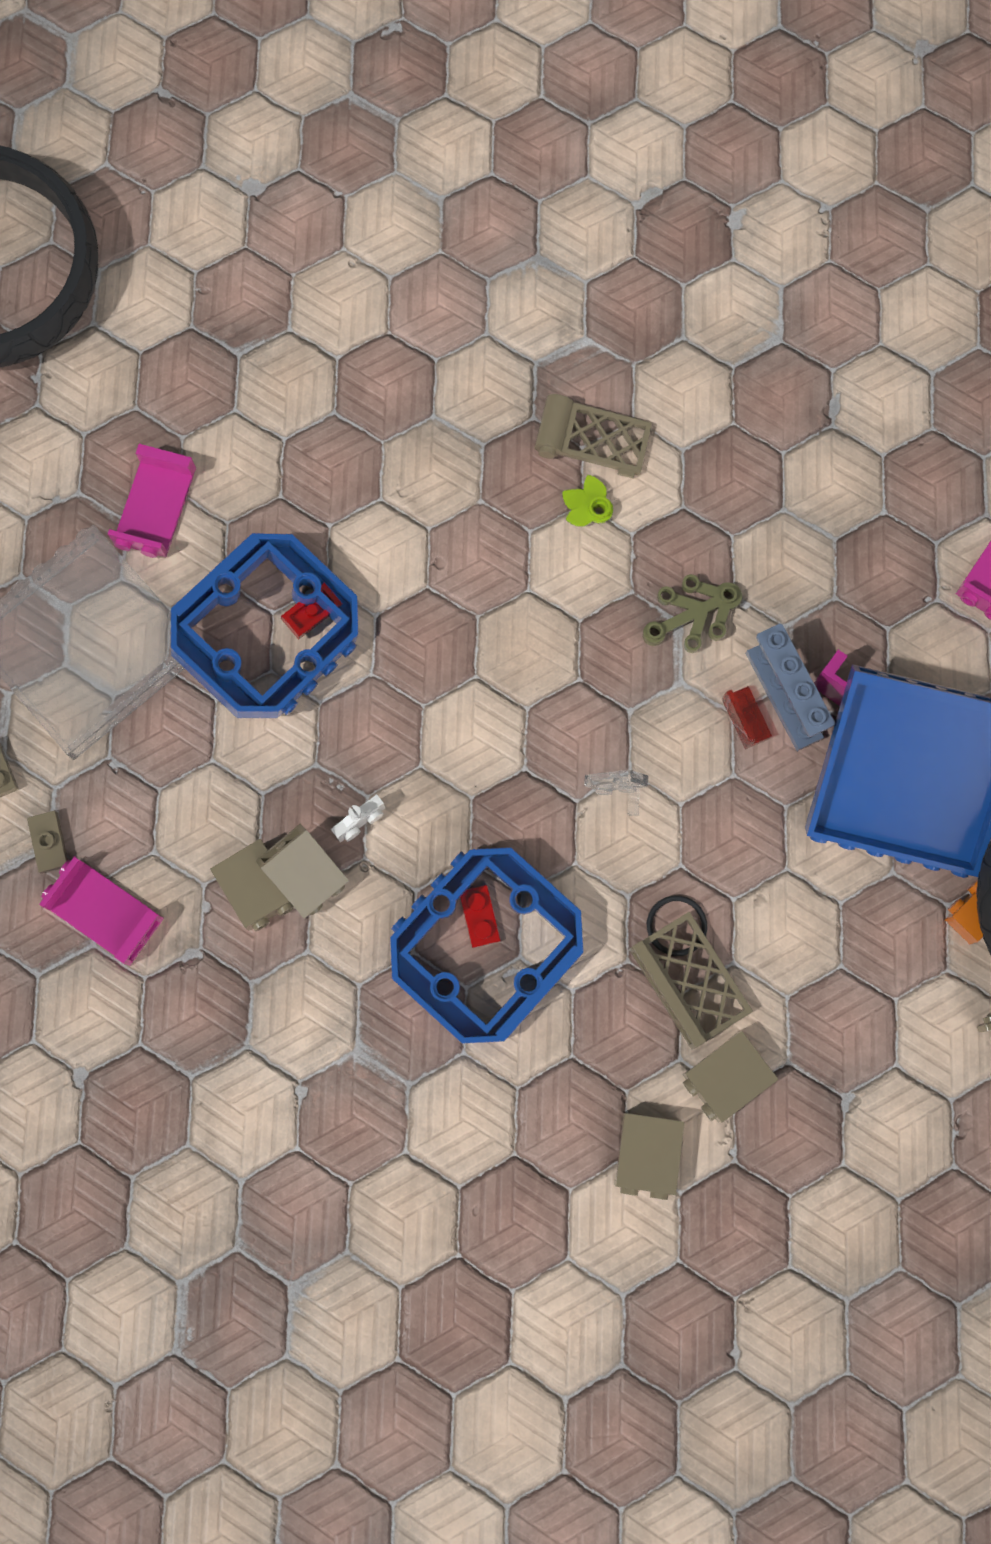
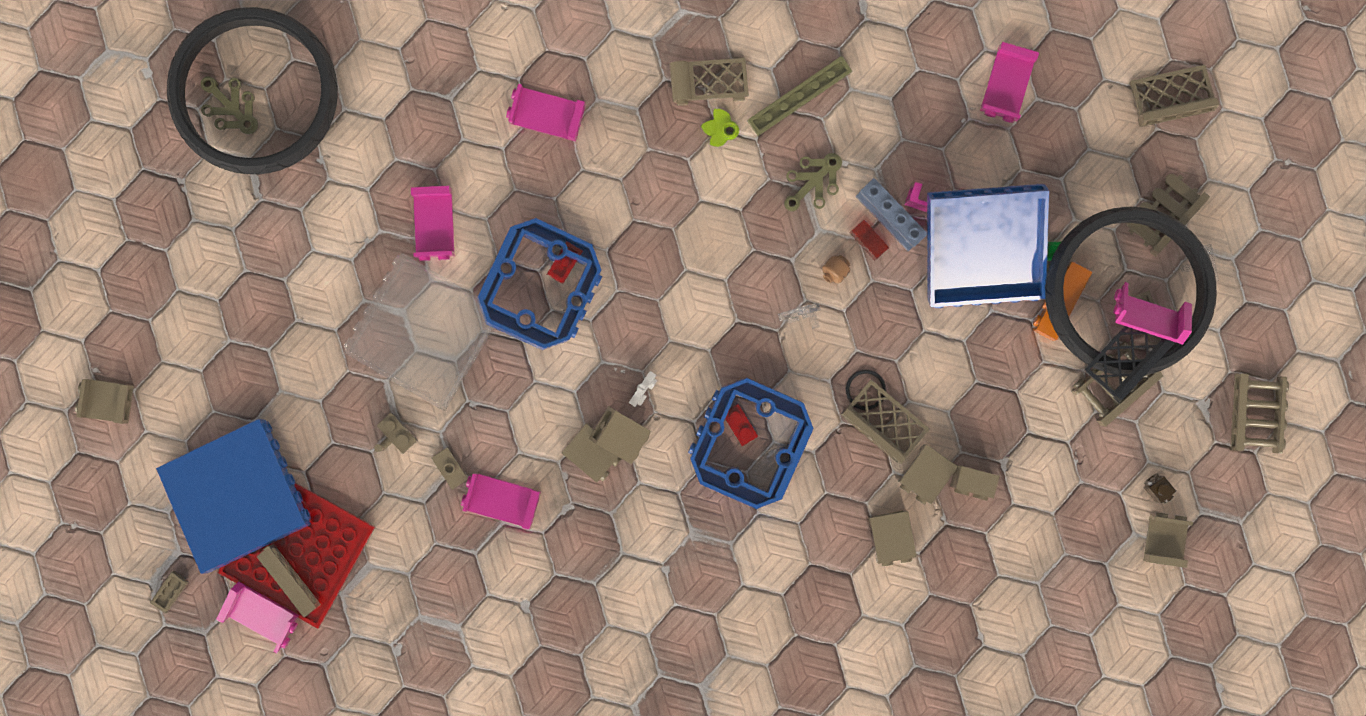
camera: 15 degrees left, 10 degrees up
(357, 410) = (545, 113): none -> dark pink panel
(687, 741) = (836, 269): none -> medium nougat head
(710, 494) = (799, 96): none -> olive plate
(797, 1110) = (974, 481): none -> dark tan brick

